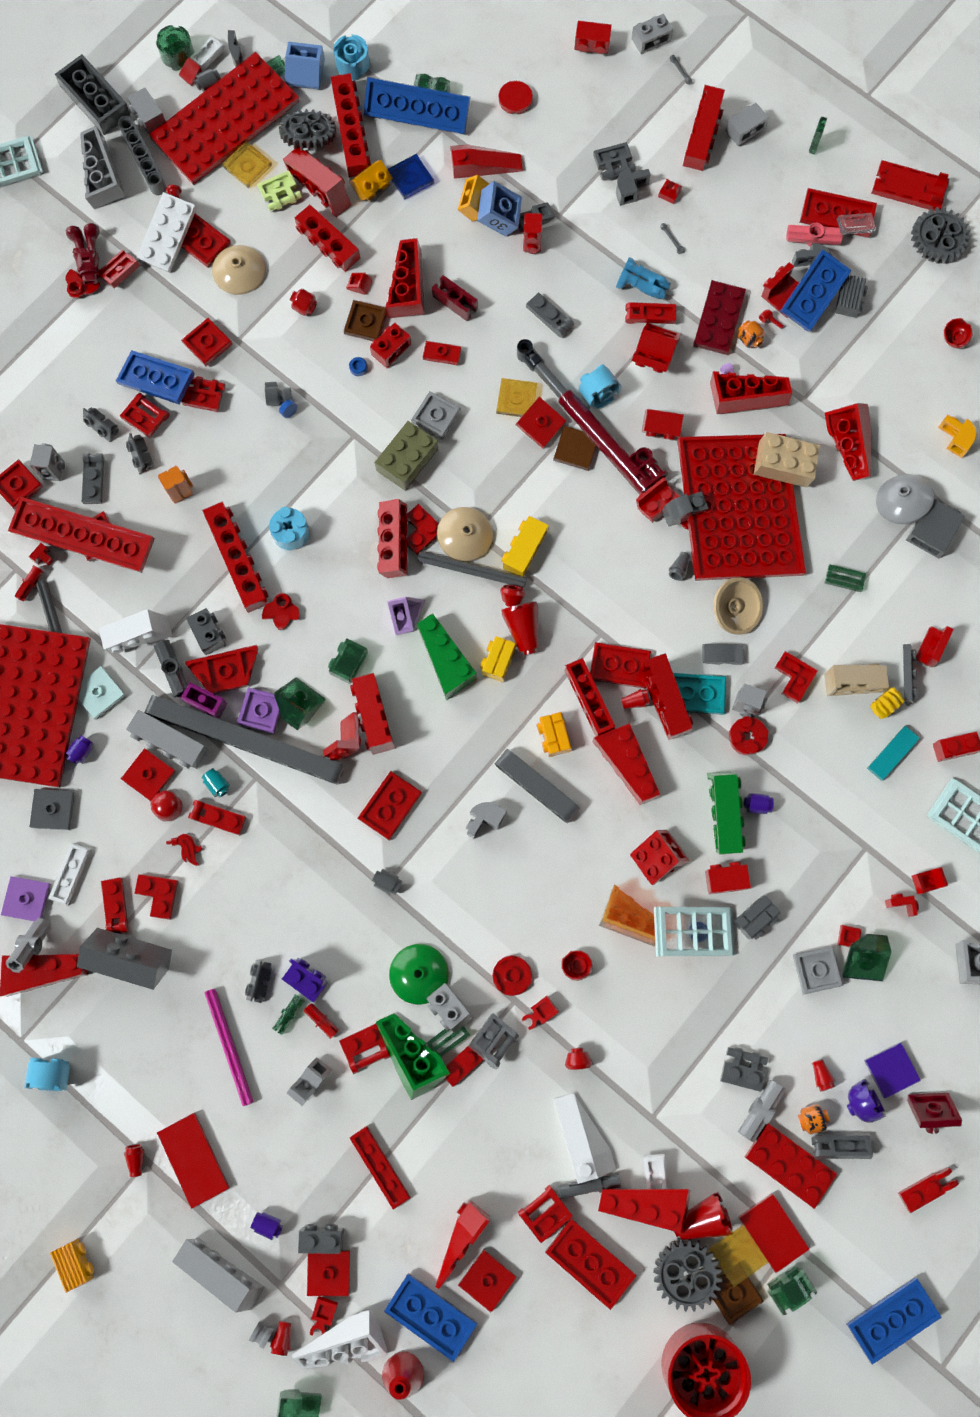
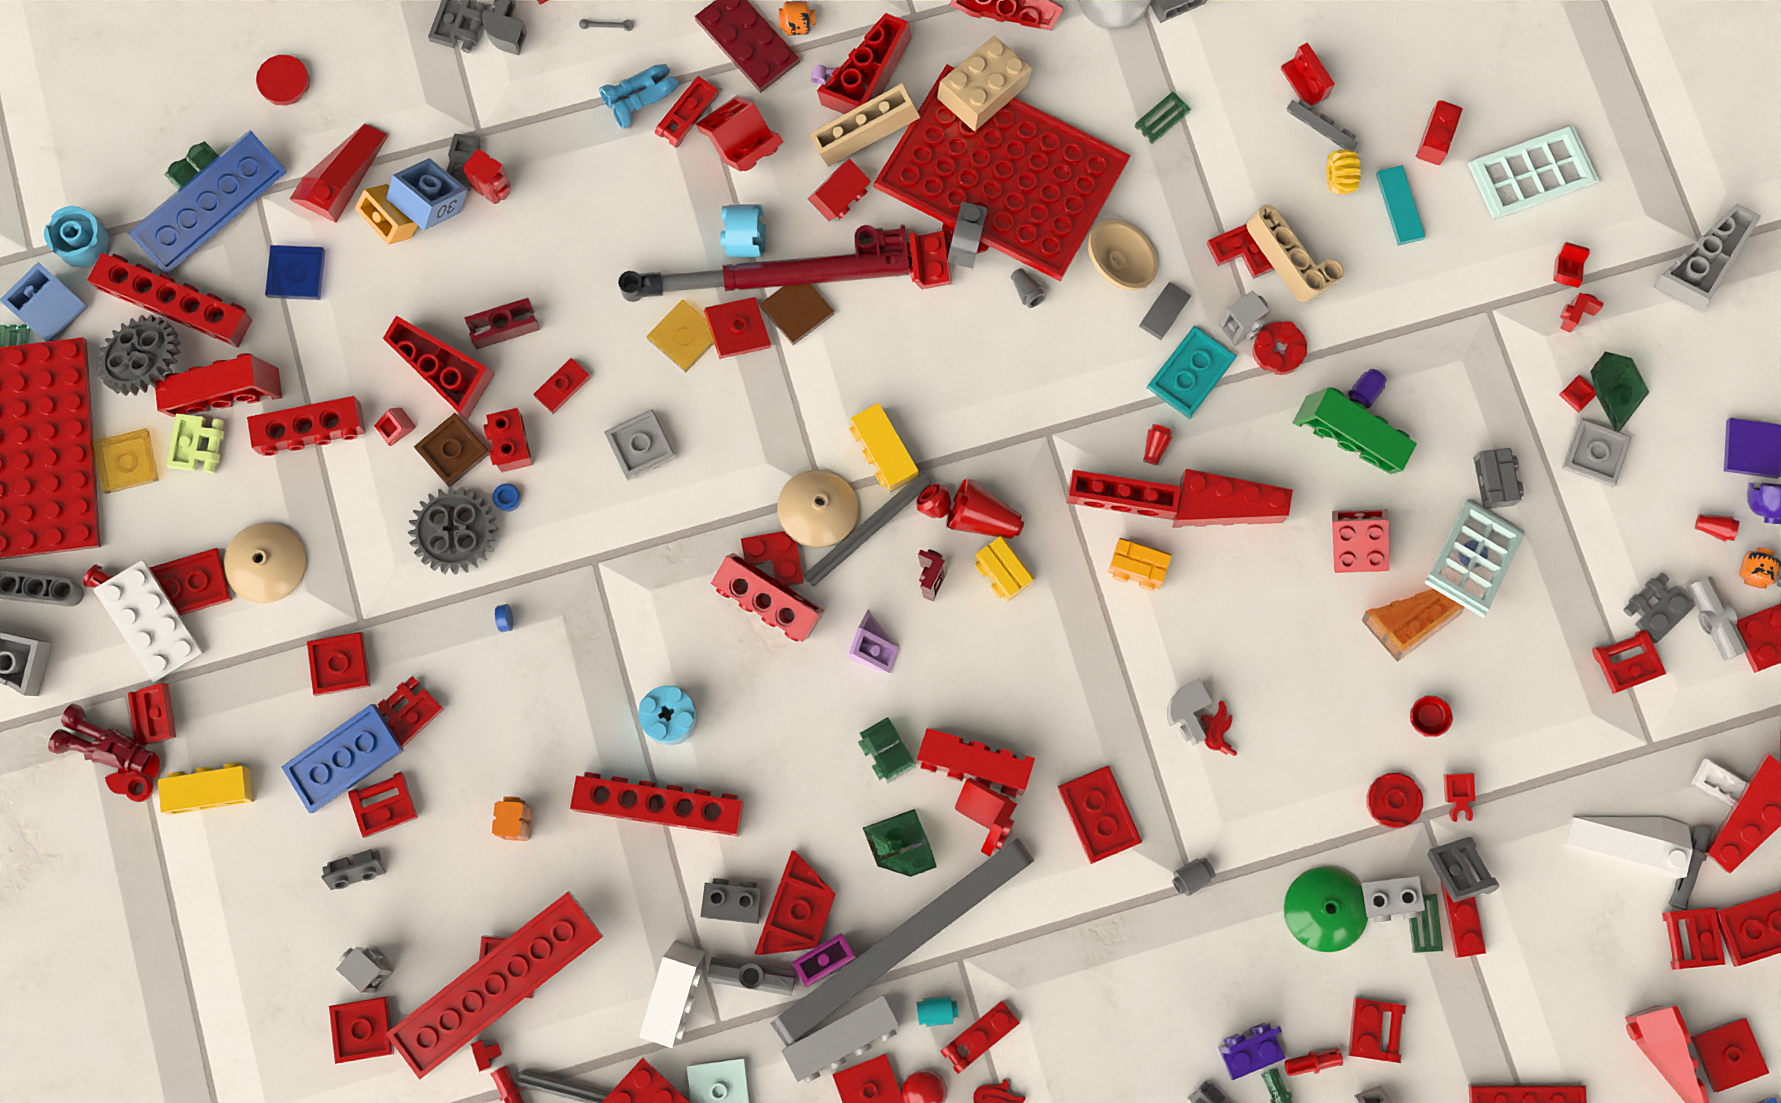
camera: 60 degrees left, 0 degrees up
(92, 479) = (423, 925): dark grey plate -> none
(95, 321) = (205, 789): none -> yellow brick
(136, 447) = (417, 842): dark grey hinge -> none
(259, 711) = (879, 898): medium lavender plate -> none
(274, 395) = (473, 624): dark grey piece -> none
(281, 614) = (769, 796): red plate -> none
(303, 302) = (373, 509): red head -> none
(329, 362) = (428, 533): none -> dark grey gear
(371, 180) = (269, 322): light orange brick -> none
(406, 455) = (670, 512): olive brick -> none
(415, 1062) = (1428, 980): green wedge -> none
(447, 660) = (960, 630): green wedge -> none
(466, 620) = (932, 574): none -> dark red bracket
(485, 842) = (1215, 730): none -> red piece
(537, 786) = (1187, 624): dark grey beam -> none
(549, 315) = (604, 228): dark grey plate -> none
(578, 1059) = (1540, 786): red cone -> none
(618, 665) = (1101, 434): red tile -> none
(666, 696) = (1180, 406): red wedge -> none
(692, 1076) = (1632, 670): none -> red plate
(711, 410) = (864, 125): none -> tan brick
(727, 879) = (1435, 480): red brick -> none
(817, 679) = (1289, 256): none -> tan beam
(856, 679) = (1295, 181): tan wedge -> none

